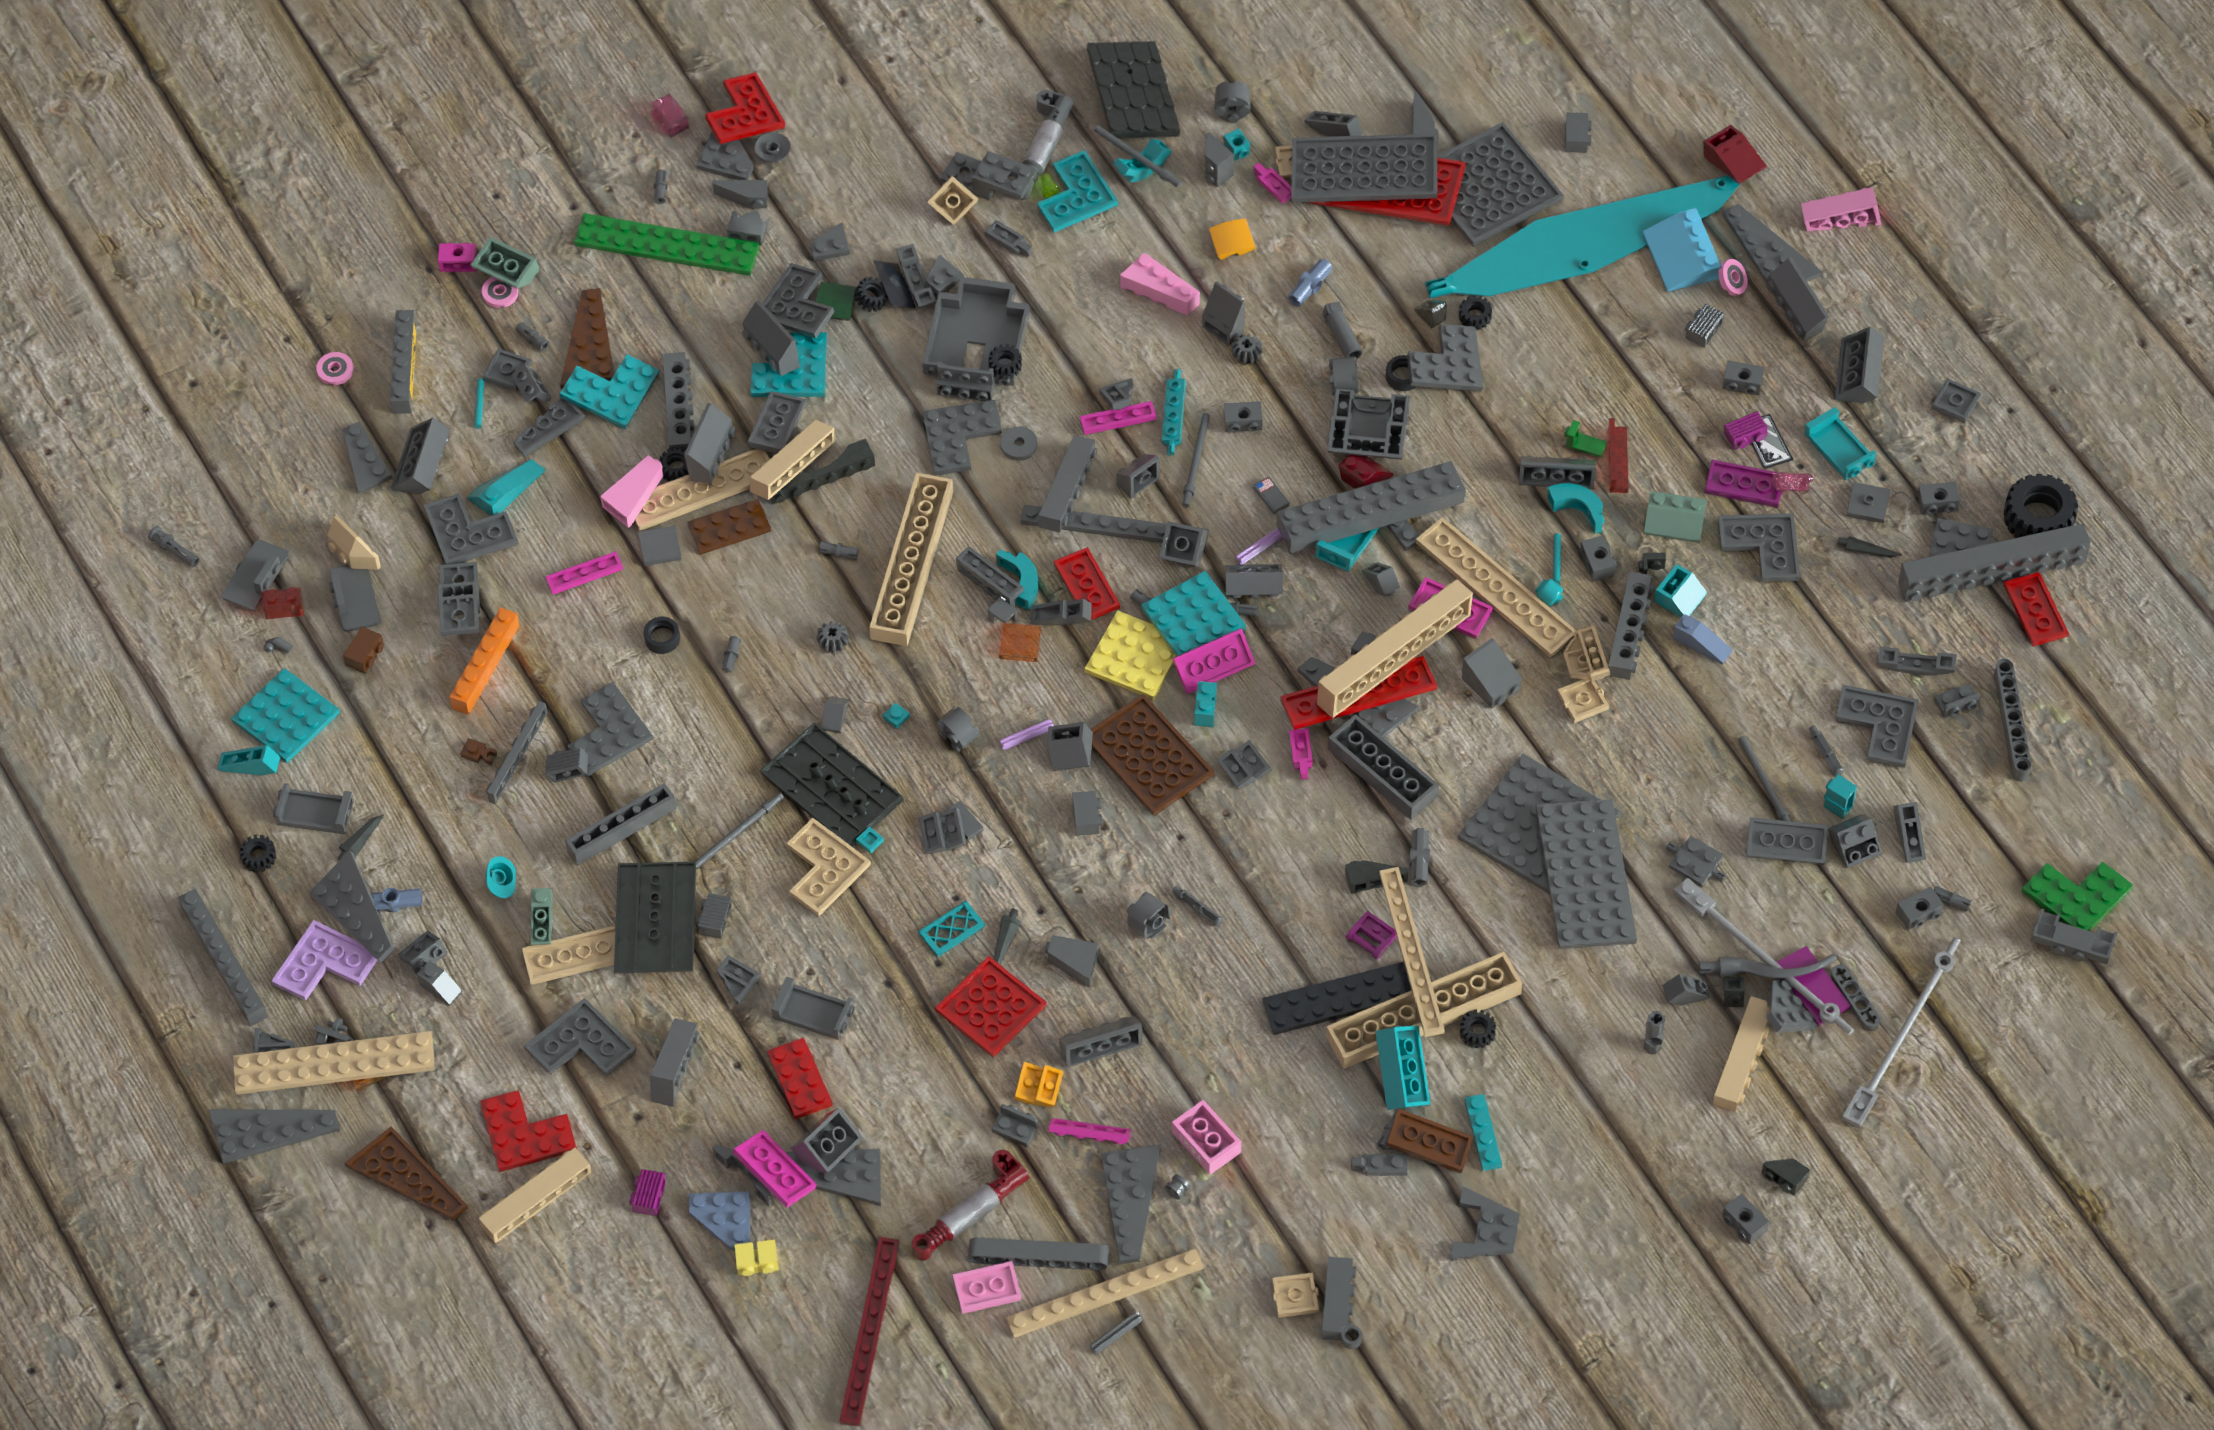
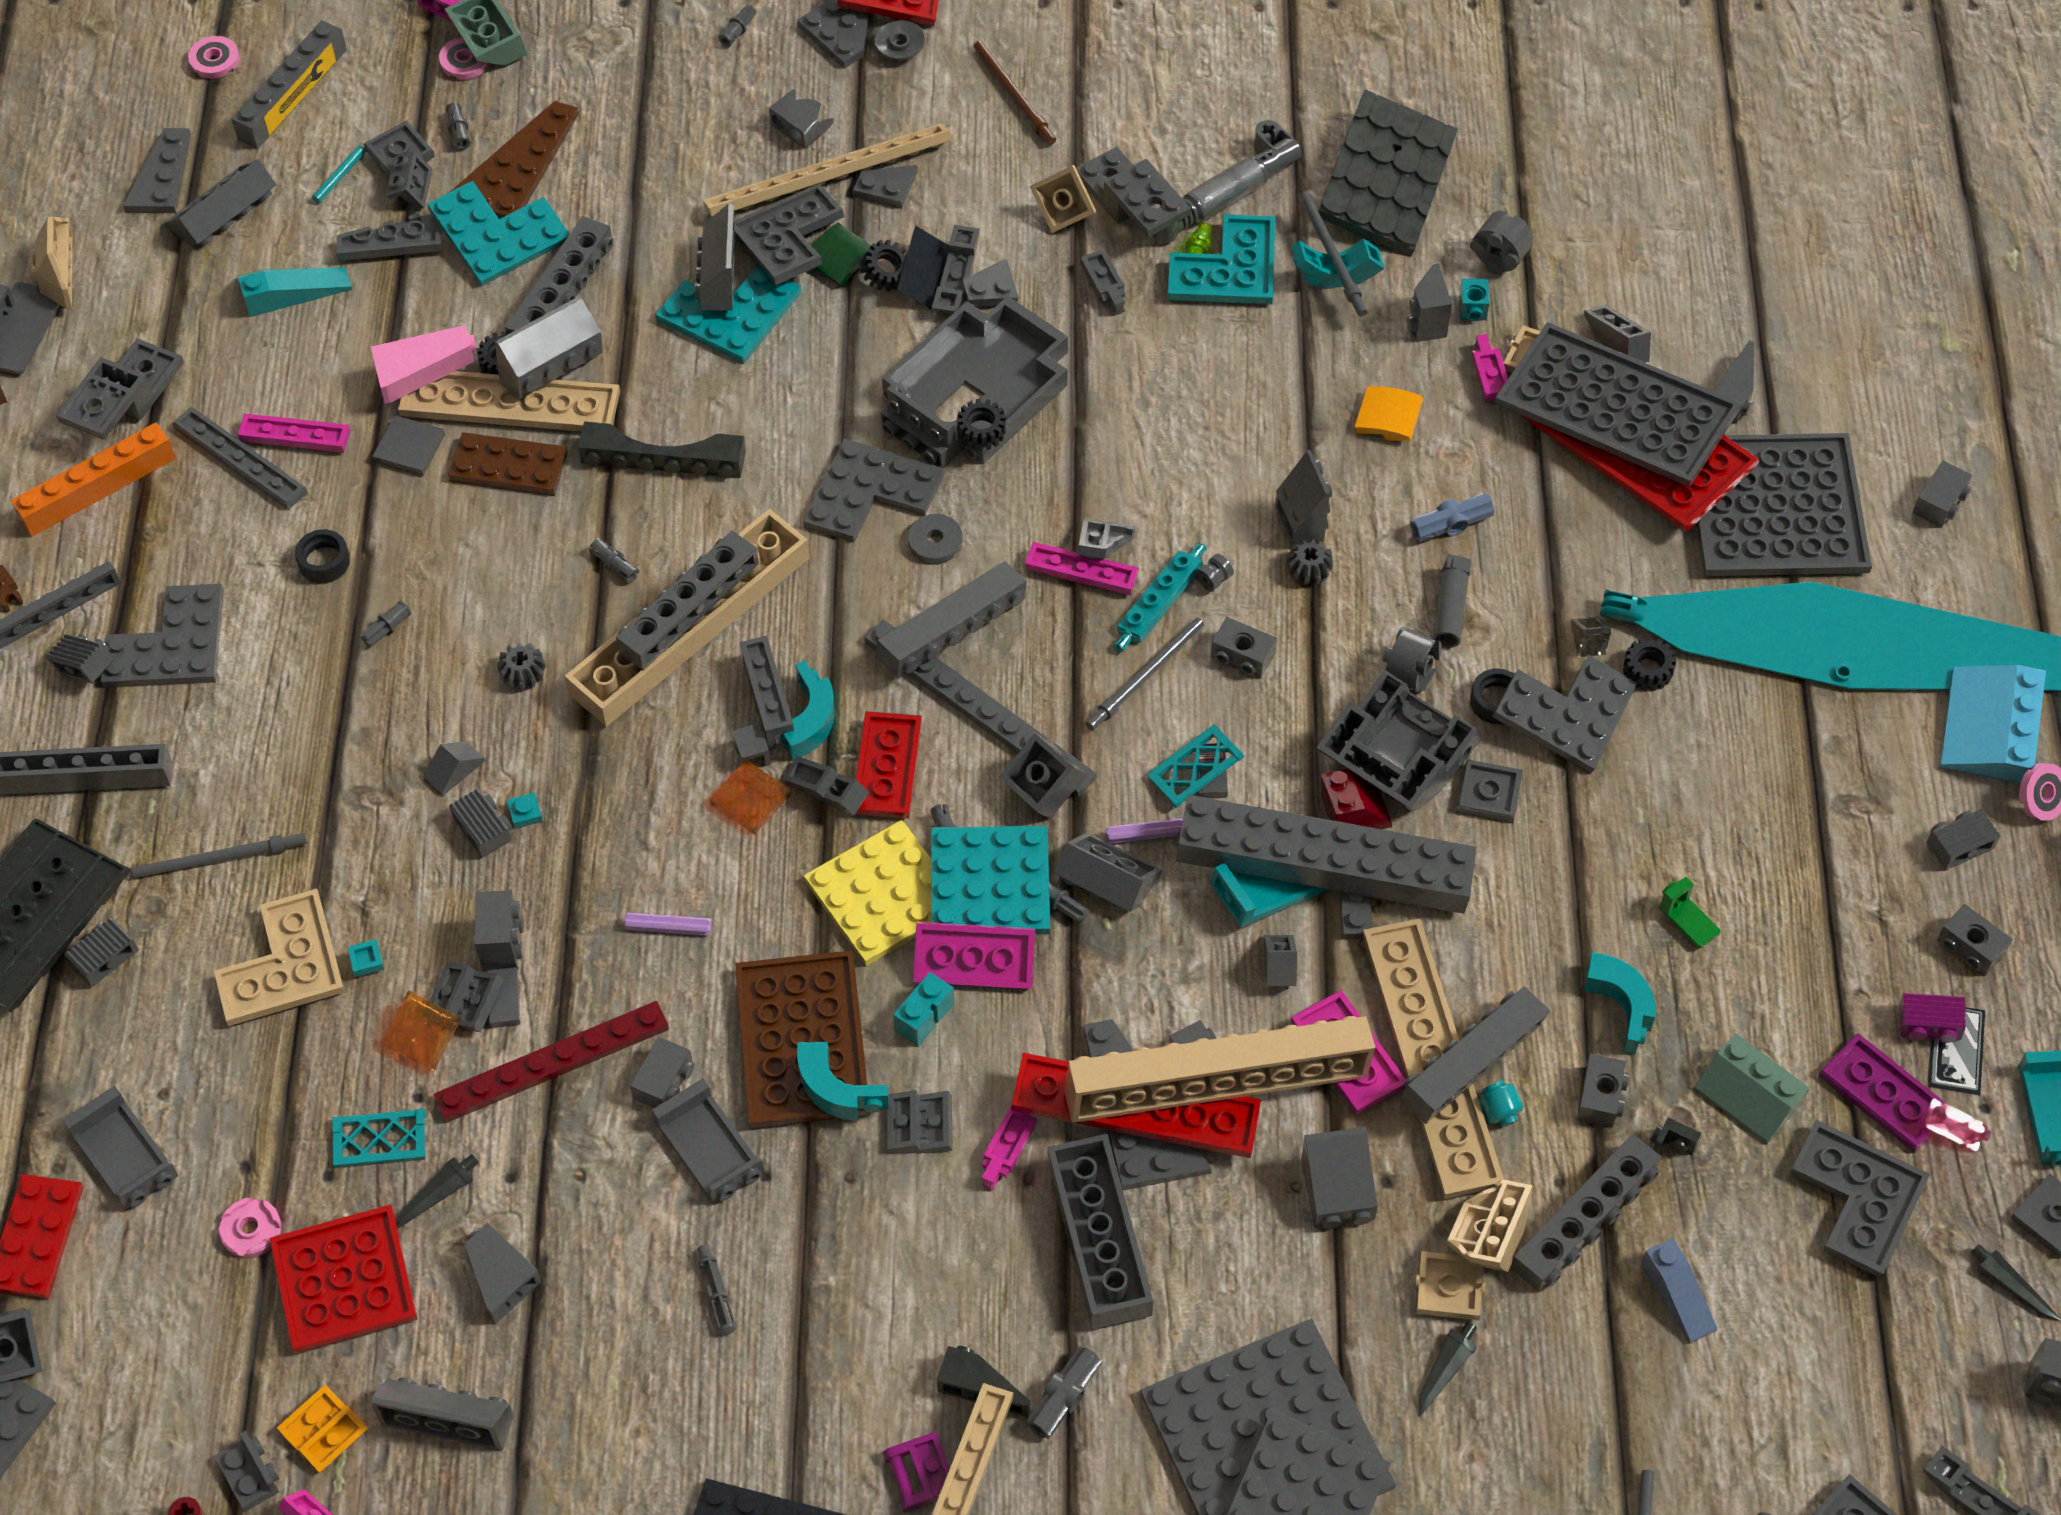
camera: 30 degrees right, 0 degrees up
(467, 540) = (194, 323): dark grey plate -> none
(560, 604) = (240, 458): none -> dark grey tile
(666, 244) = (696, 95): green plate -> none
(737, 978) = (63, 1053): dark grey wing -> none
(743, 192) = (830, 78): dark grey slope -> none
(776, 422) = (655, 364): dark grey plate -> none
(789, 252) = (833, 168): none -> tan plate
(791, 459) = (631, 416): tan brick -> none
(831, 784) = (376, 859): pearl dark grey piece -> none
(877, 734) = (480, 822): none -> dark grey brick
(895, 159) = (1037, 123): none -> reddish brown bar
(906, 588) = (683, 613): none -> dark grey brick
(919, 1020) = (254, 1243): none -> bright pink tile
(933, 860) = (421, 1030): none -> clear orange plate
(938, 784) = (498, 930): none -> dark grey brick
(957, 728) = (579, 868): dark grey brick -> none
(1017, 839) = (551, 1061): none -> dark red plate
(1069, 746) = (703, 970): dark grey slope -> none
(1137, 835) = (707, 1142): none -> dark grey panel
(1139, 474) = (1053, 655): dark grey slope -> none
(1148, 915) = (633, 1268): dark grey brick -> none
(1160, 284) = (1250, 421): bright pink wedge -> none
(1187, 771) = (832, 1094): none -> teal arch
(1196, 382) = (1214, 572): none -> dark grey wheel
(1272, 476) = (1196, 745): none -> teal window
(1432, 428) = (1489, 791): none -> dark grey tile
(1521, 572) = (1474, 1054): none -> dark grey brick
(1554, 471) = (1620, 936): dark grey slope -> none
(1556, 557) = (1544, 1060): teal bar -> none
(1606, 735) = (1452, 1356): none -> pearl dark grey bar
(1617, 458) = (1722, 962): clear red fence -> none
(1680, 592) = (1689, 1203): teal slope -> none

